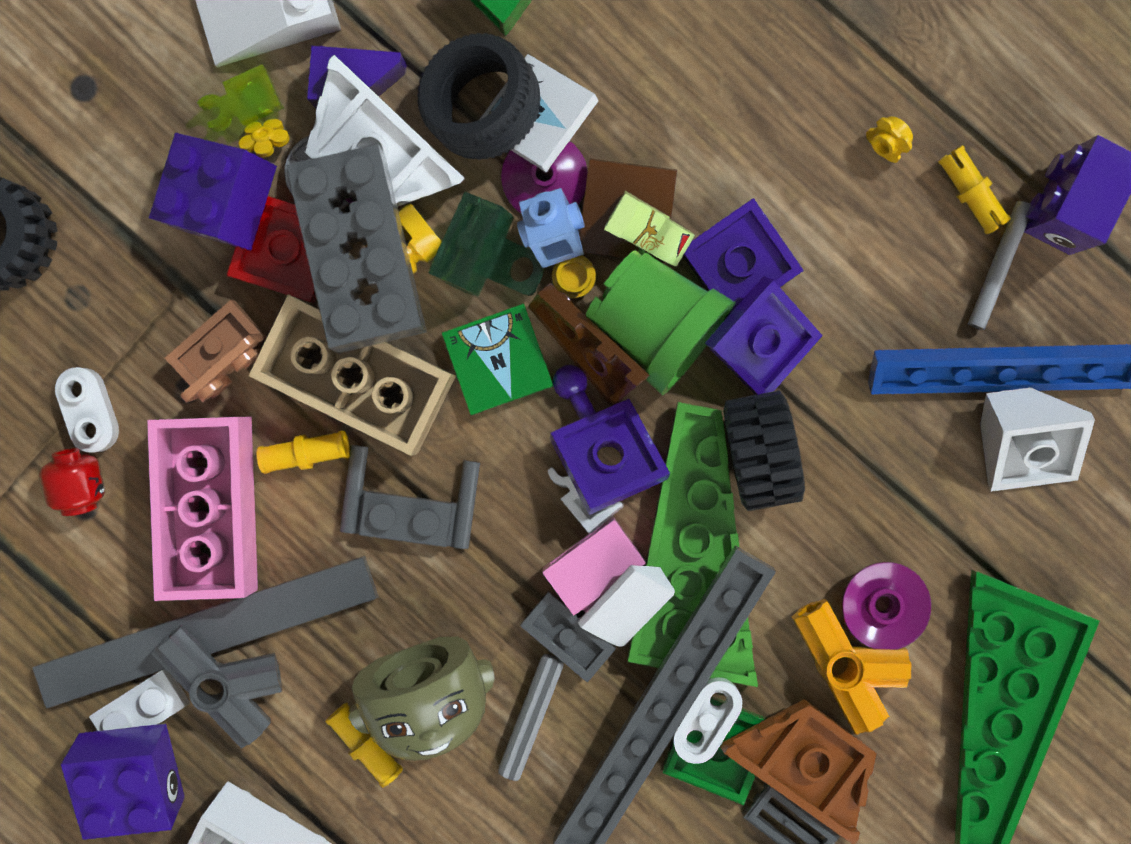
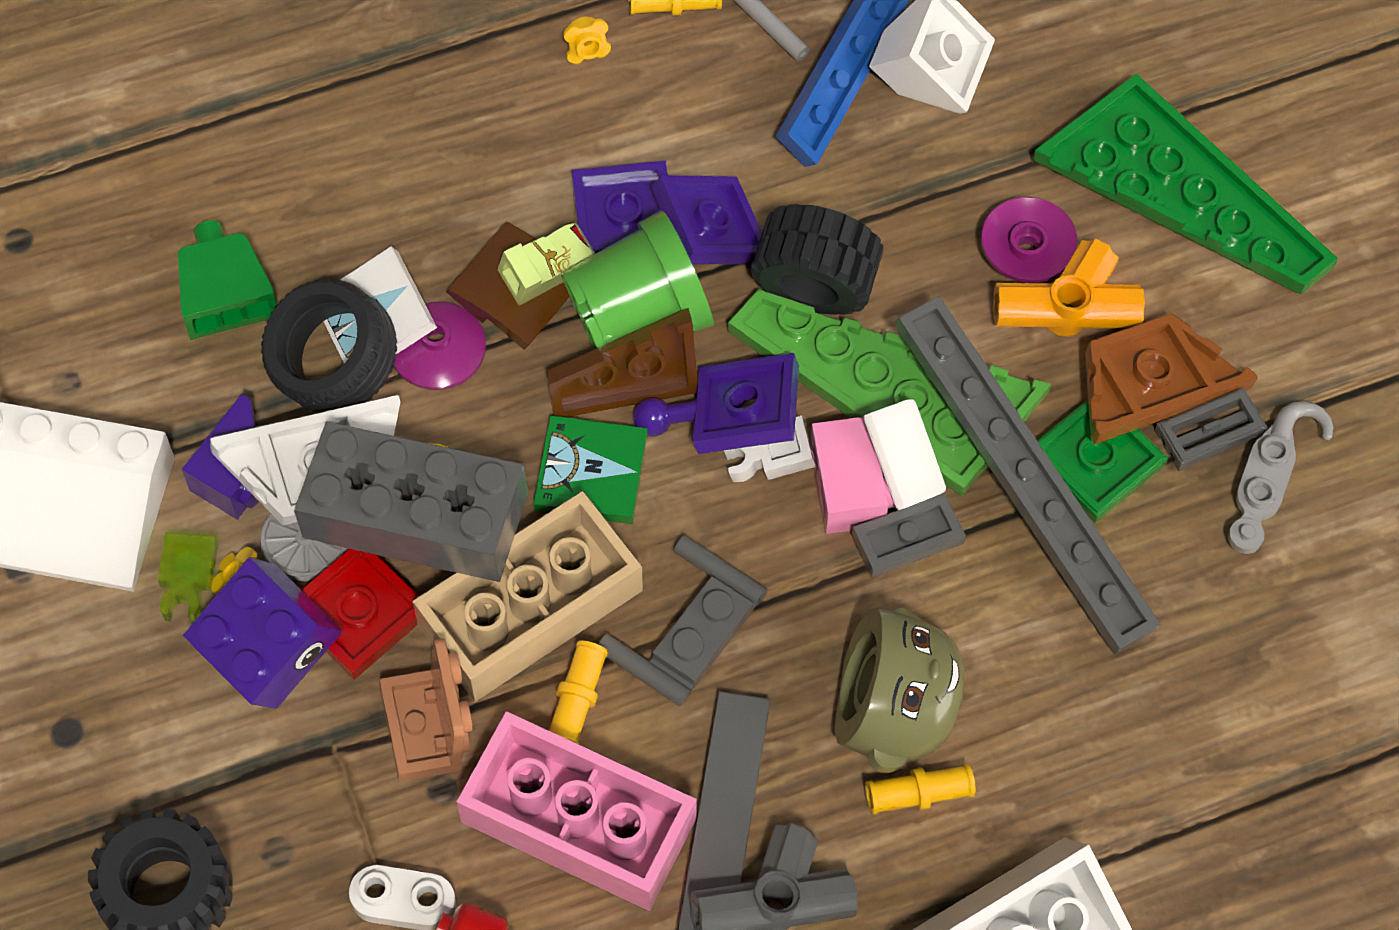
camera: 60 degrees left, 25 degrees down
(478, 250) = (474, 425): clear green piece -> none
(530, 717) = (975, 614): light grey axle -> none
(551, 227) = (493, 346): light blue brick -> none
(574, 277) = (545, 355): yellow plate -> none
(710, 720) = (1065, 440): white plate -> none

